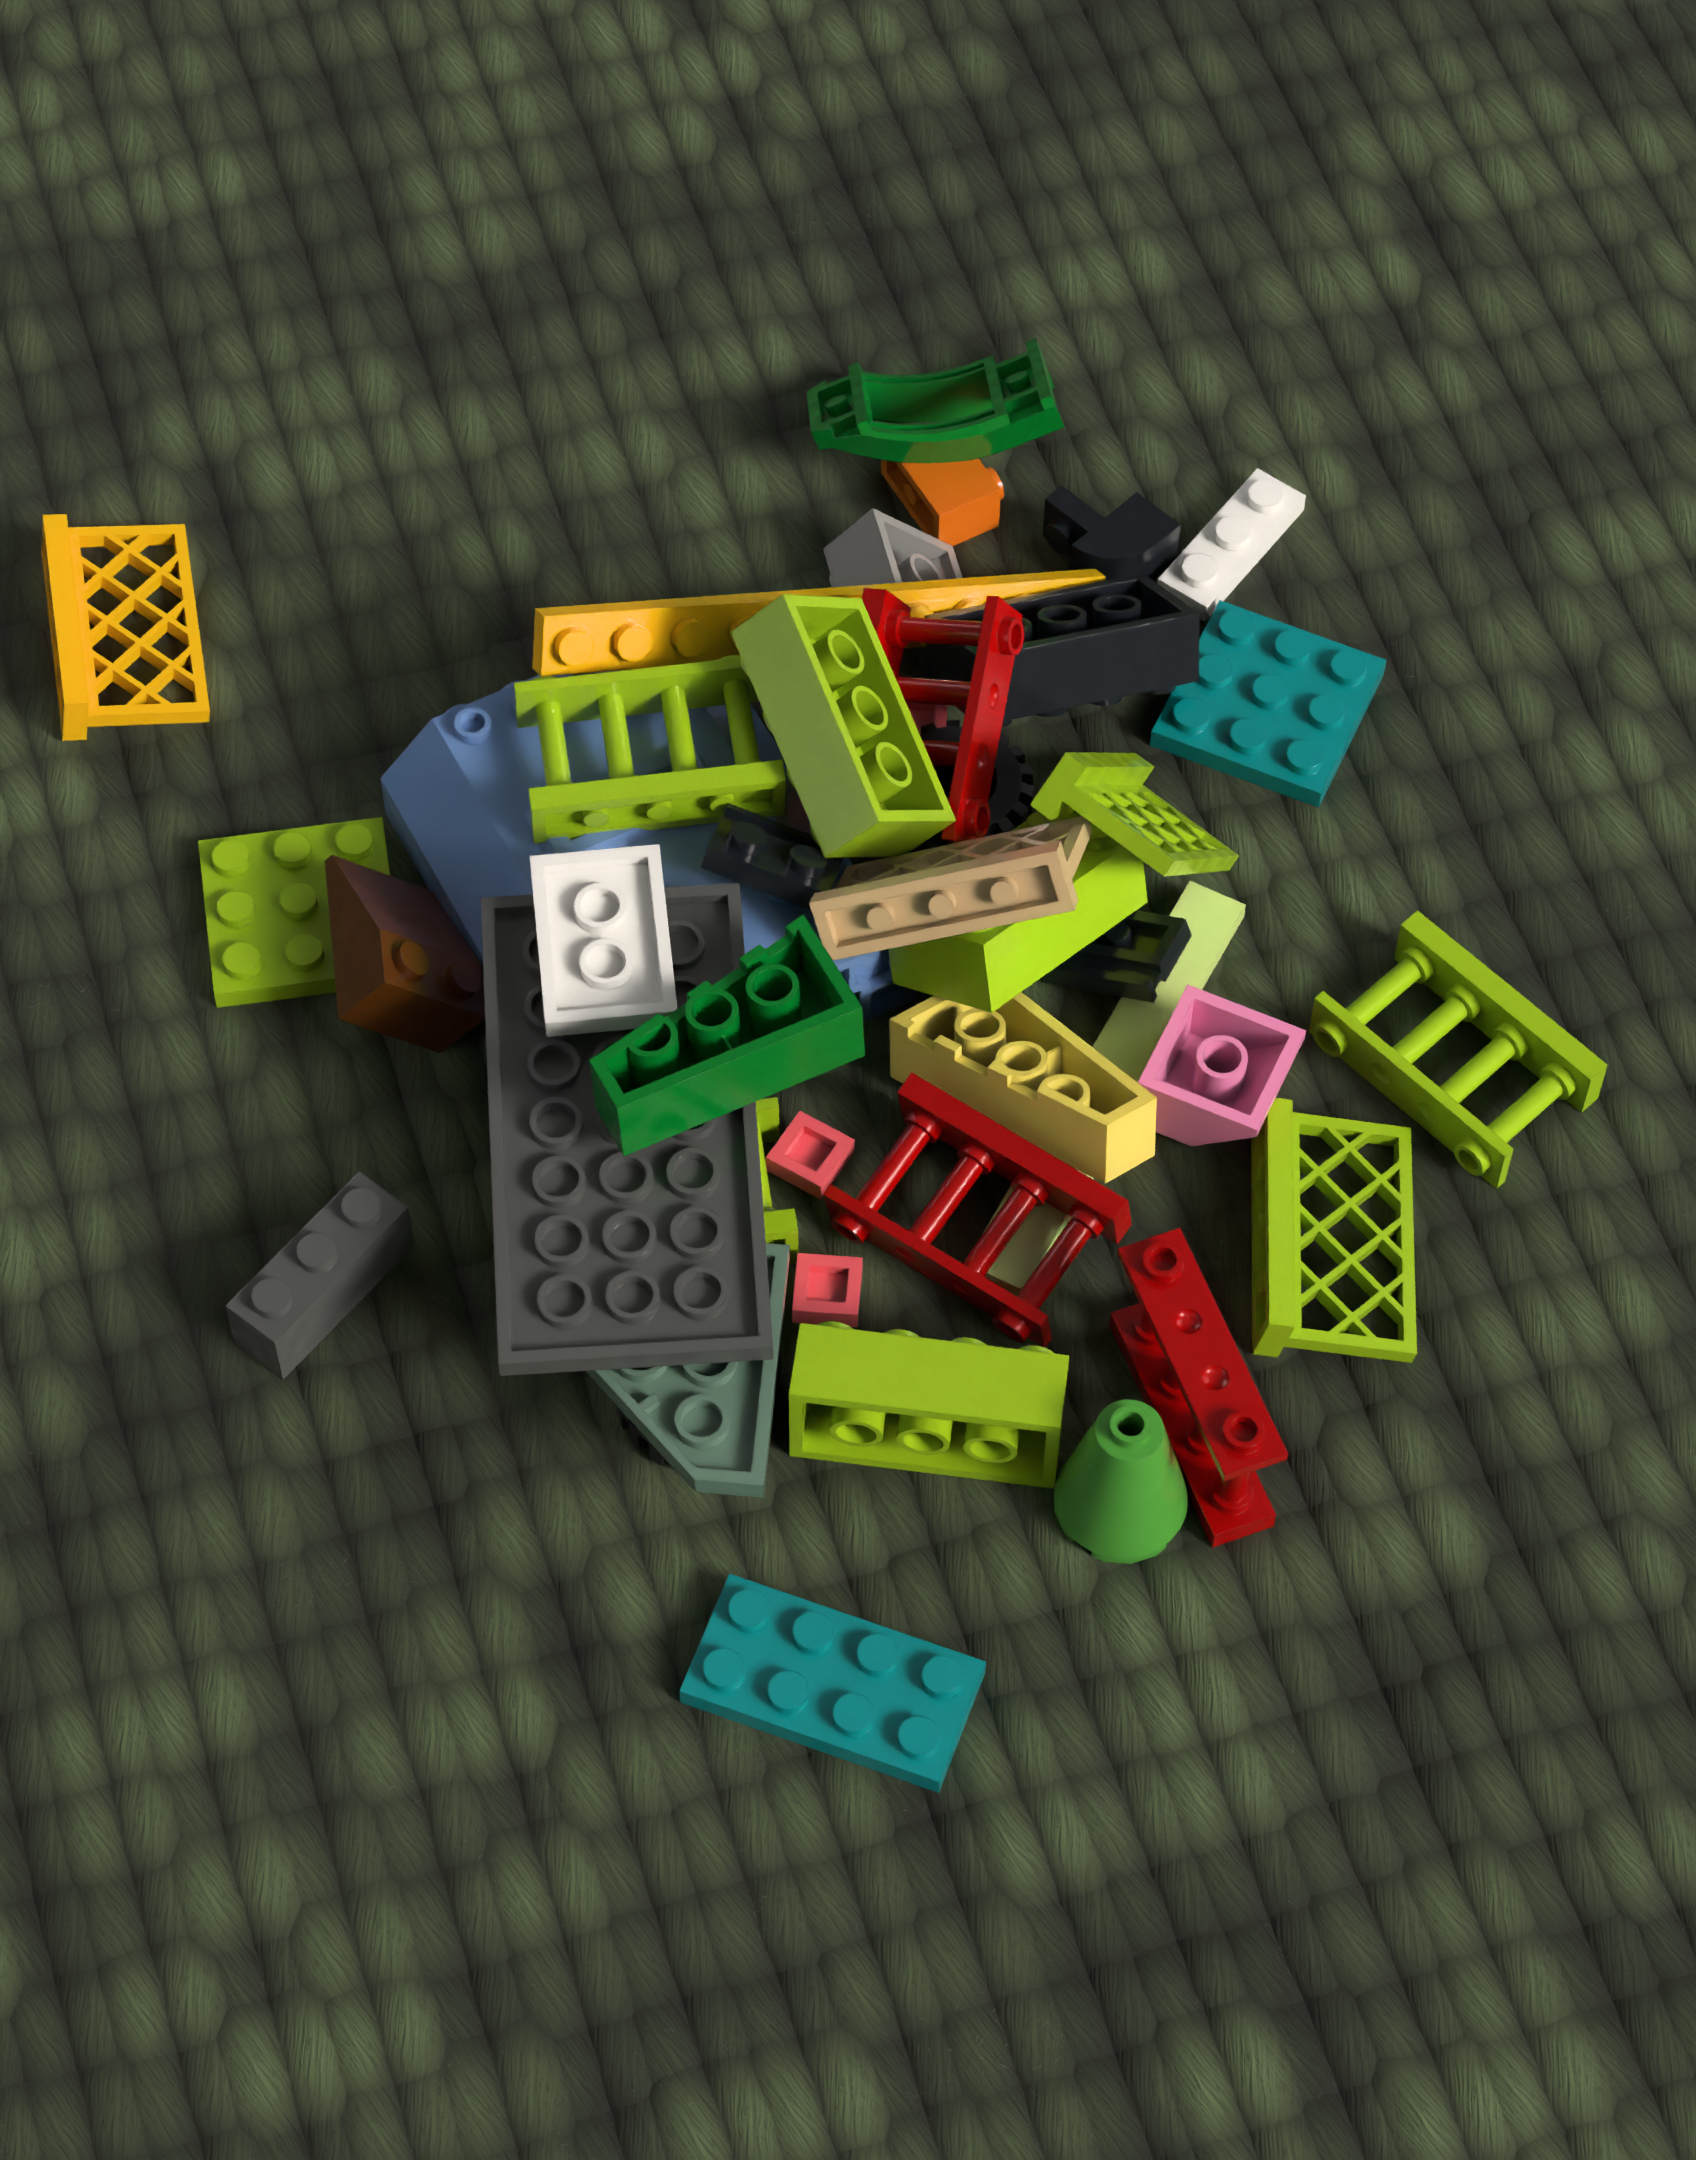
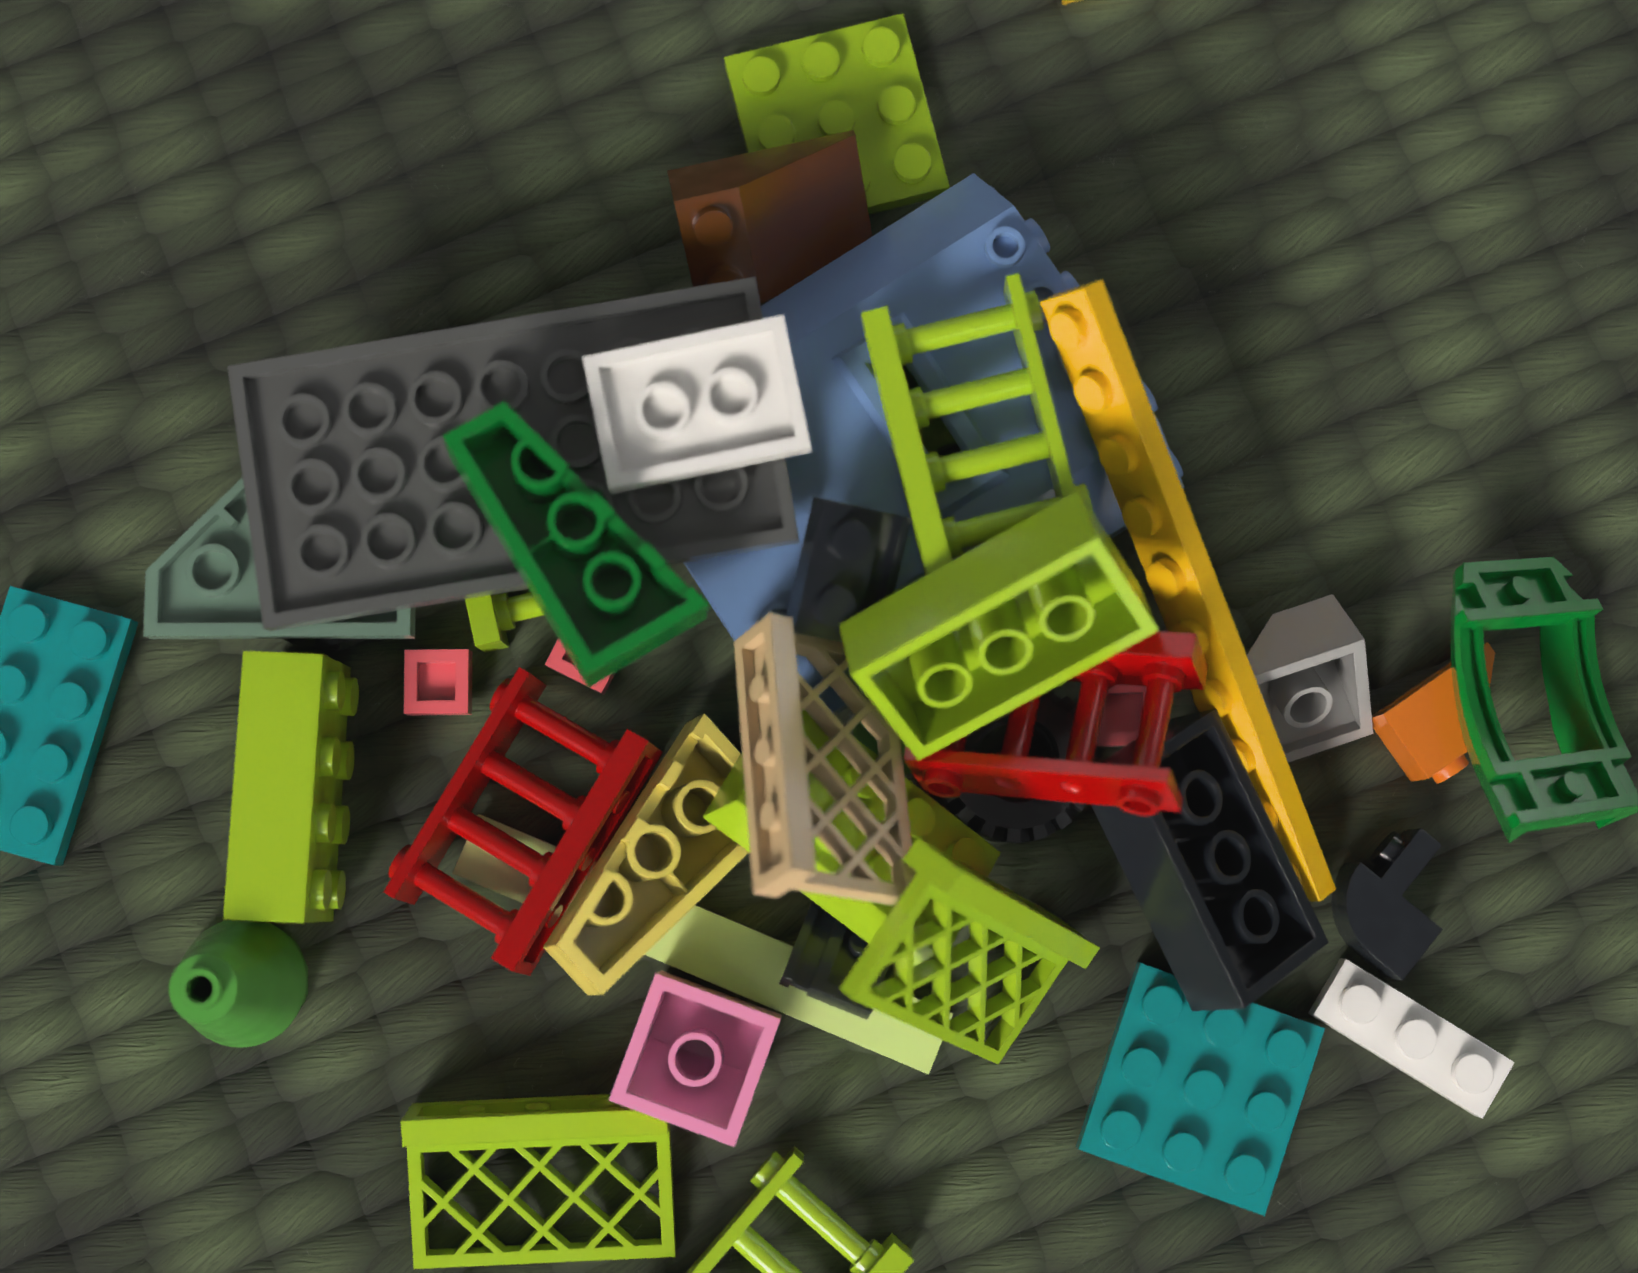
camera: 85 degrees right, 25 degrees up
(320, 1275) = (409, 201): dark grey brick -> none
(1197, 1386) = (310, 1052): red fence -> none

